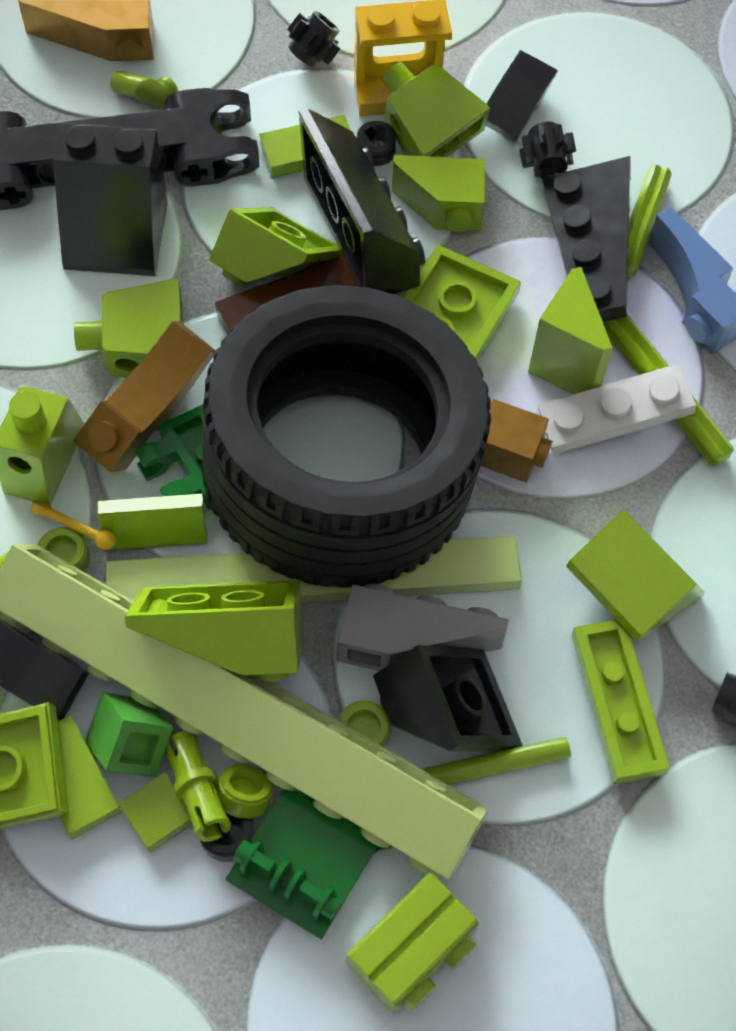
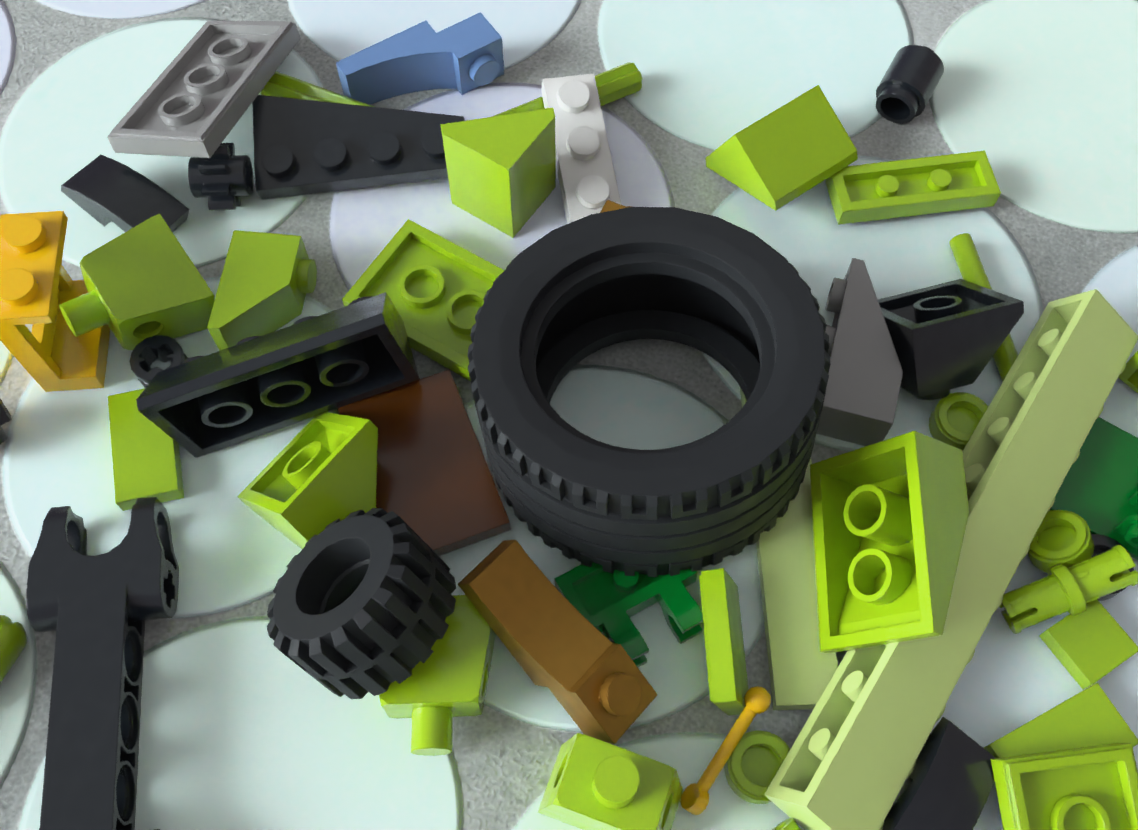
camera: 85 degrees left, 0 degrees up
(109, 198) = (211, 692): black slope -> none
(128, 735) = (1012, 674): bright green panel -> none
(166, 266) = (362, 604): none -> black tyre
(634, 125) = (205, 89): none -> light grey tile

